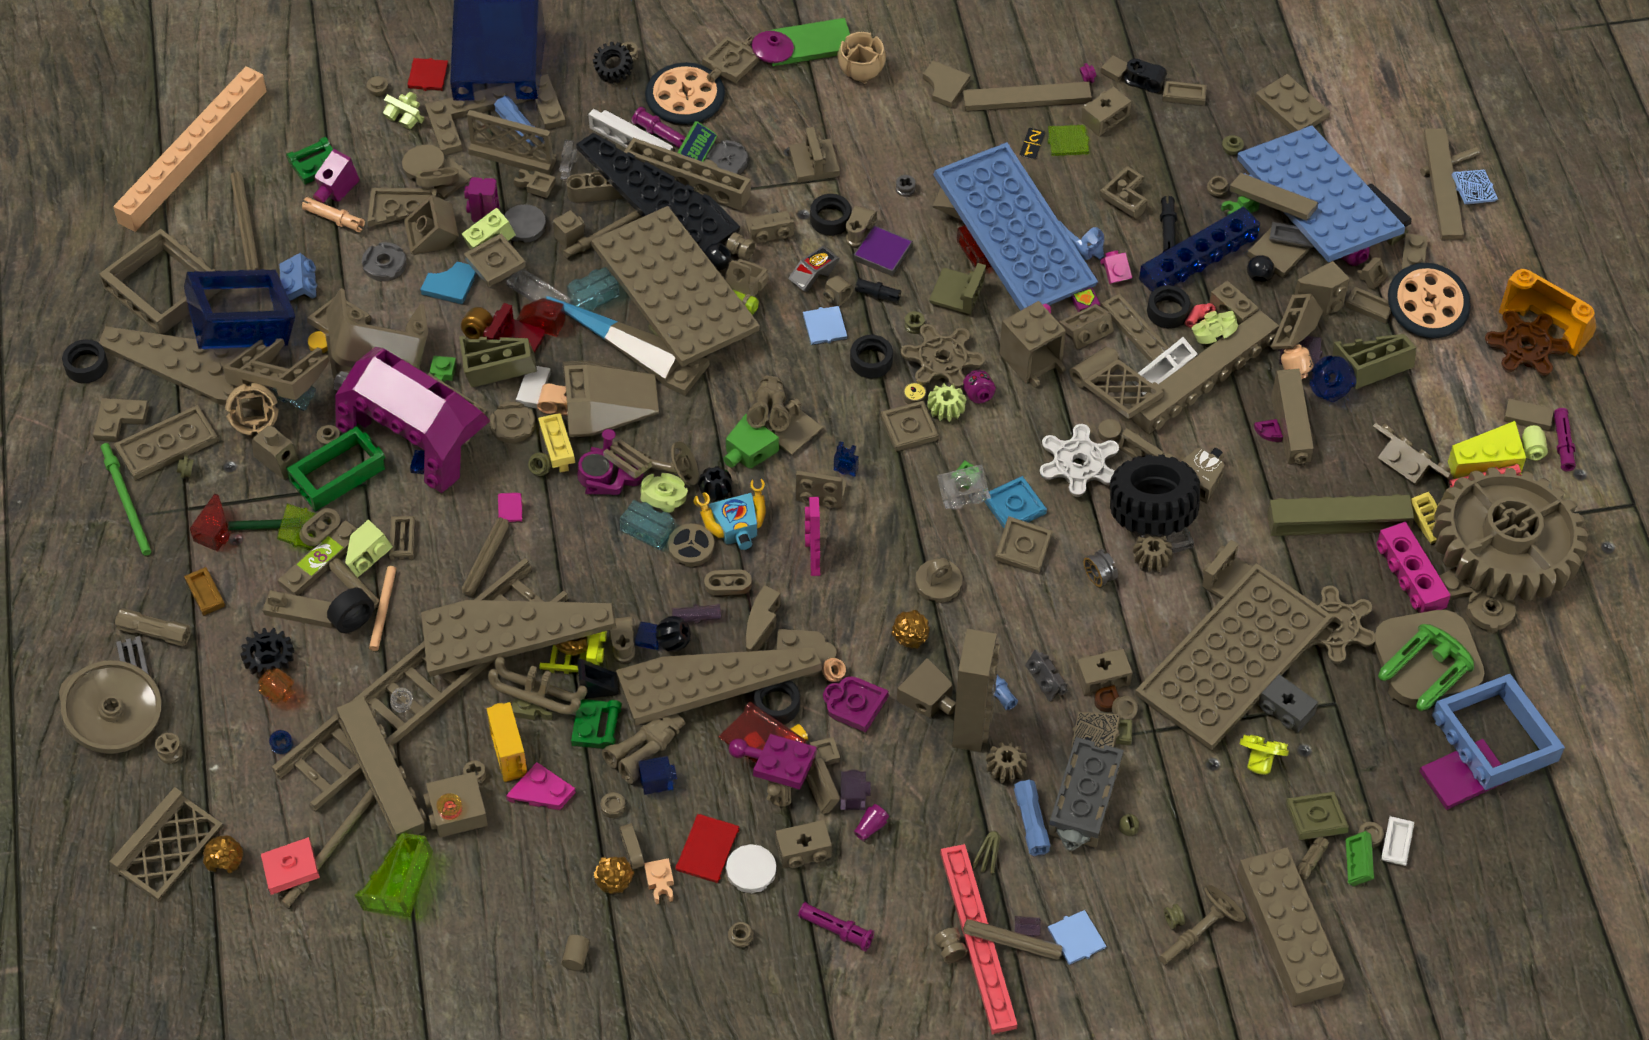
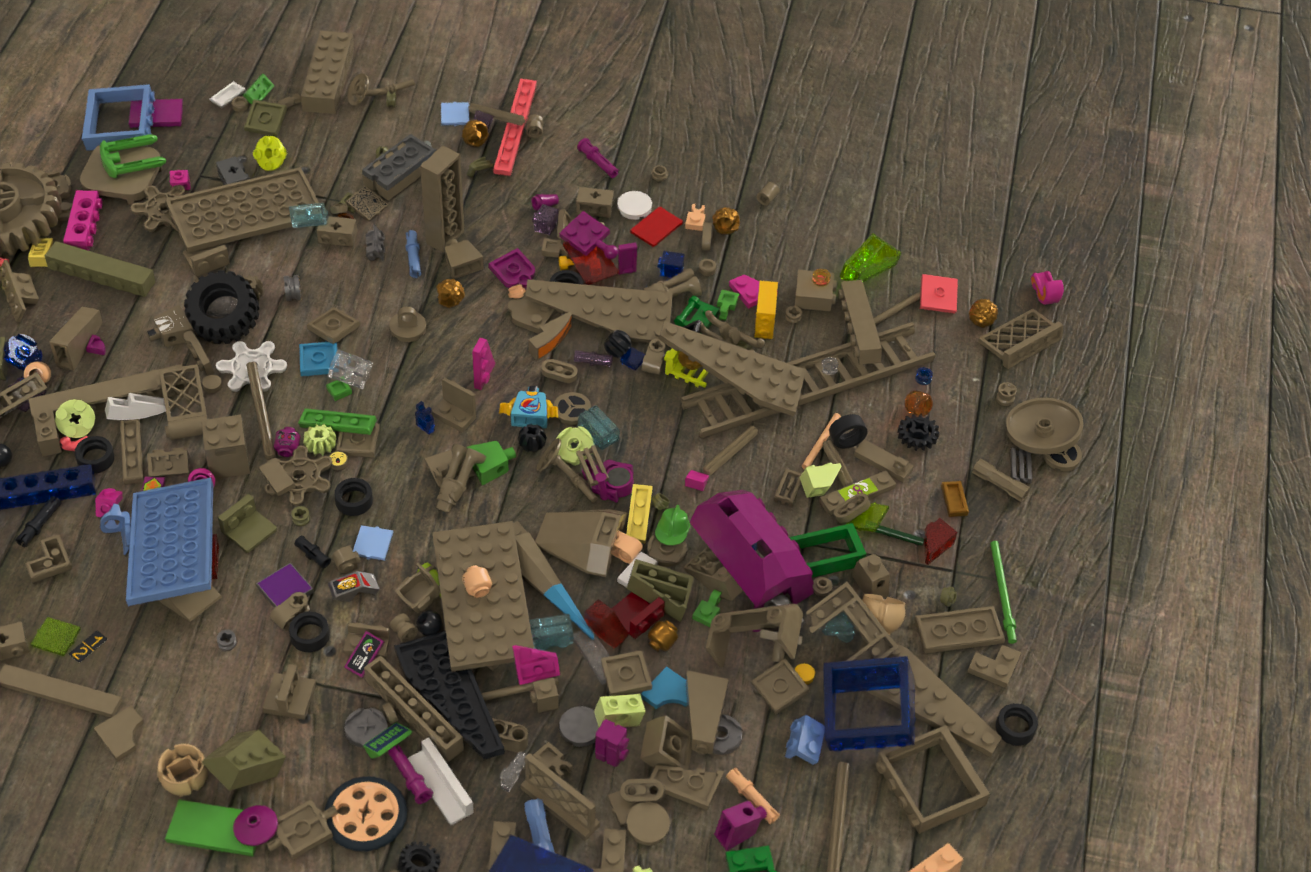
camera: 160 degrees left, 5 degrees down
(142, 927) = (1047, 289): none -> dark pink animal
(405, 261) = (705, 706): none -> dark tan slope
(513, 441) = (672, 526): none -> bright green piece
(564, 753) = (726, 302): none -> bright green plate
(579, 247) = (534, 664): none -> dark pink wing
(680, 272) = (477, 581): none -> light nougat head
(715, 753) = (627, 258): none -> magenta tile
(763, 207) = (364, 654): none -> tile
(814, 76) = (245, 760): none -> olive wedge
(940, 428) = (338, 421): none -> bright green tile
(961, 339) = (277, 477): none -> dark tan tile
(1022, 894) = (475, 133): none -> pearl gold piece
(1033, 411) = (261, 410): none -> dark tan axle
(1143, 659) = (308, 215): none -> clear light blue slope
(1345, 664) = (180, 177): none -> dark pink bracket

